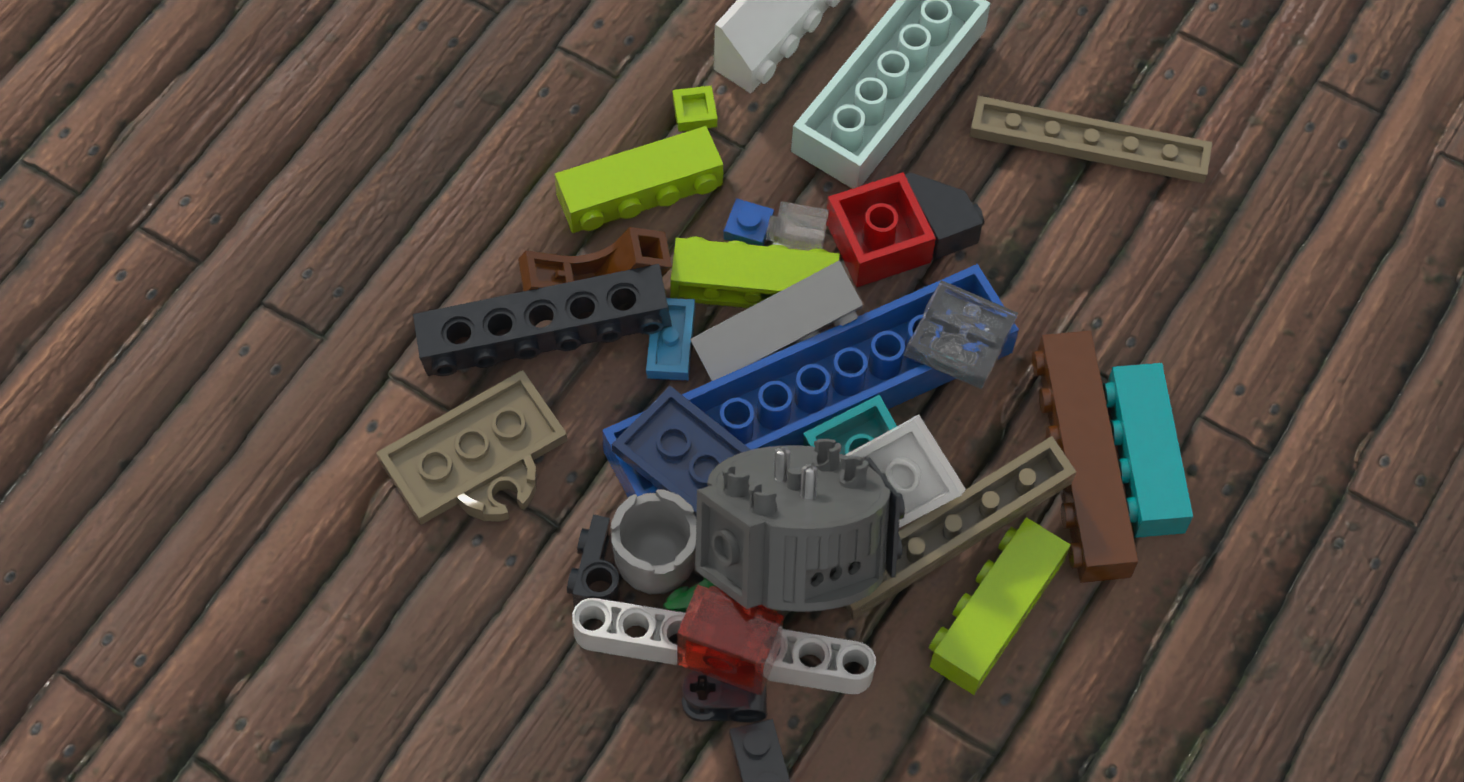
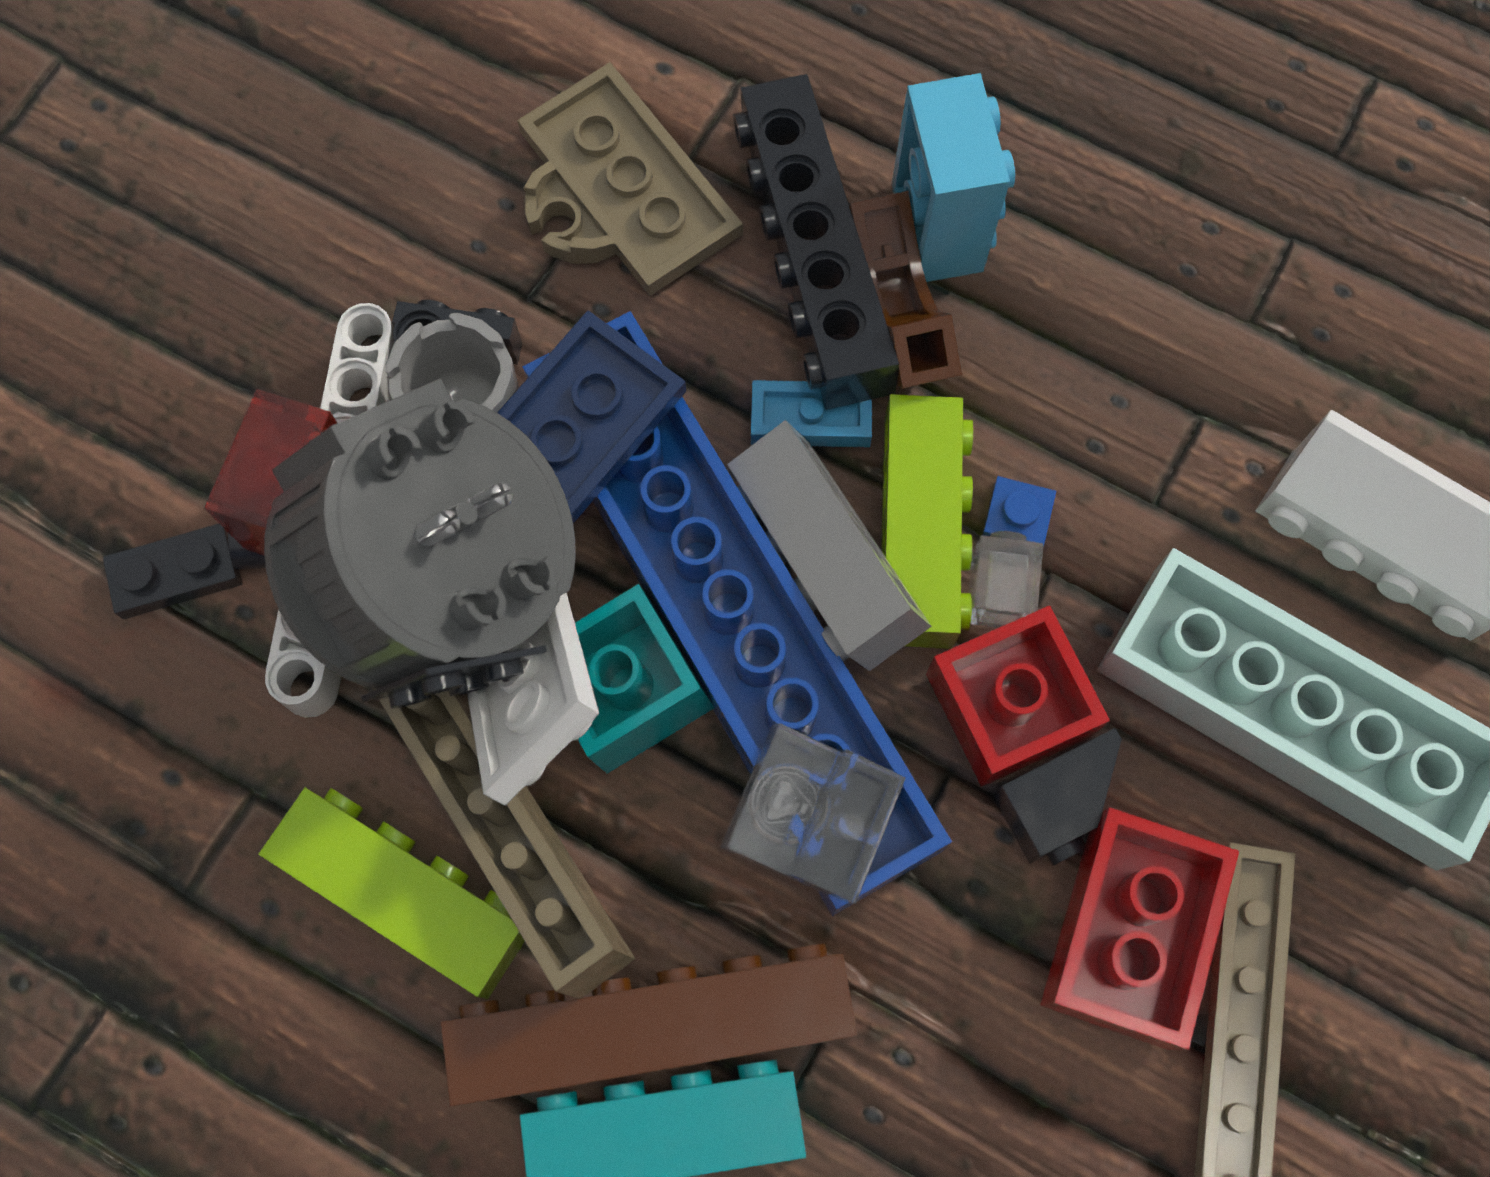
camera: 90 degrees right, 10 degrees up
(520, 215) = (953, 173): none -> medium azure brick
(639, 179) = (1069, 354): lime brick -> none
(694, 108) = (1206, 424): lime plate -> none
(1026, 178) = (1141, 930): none -> red brick

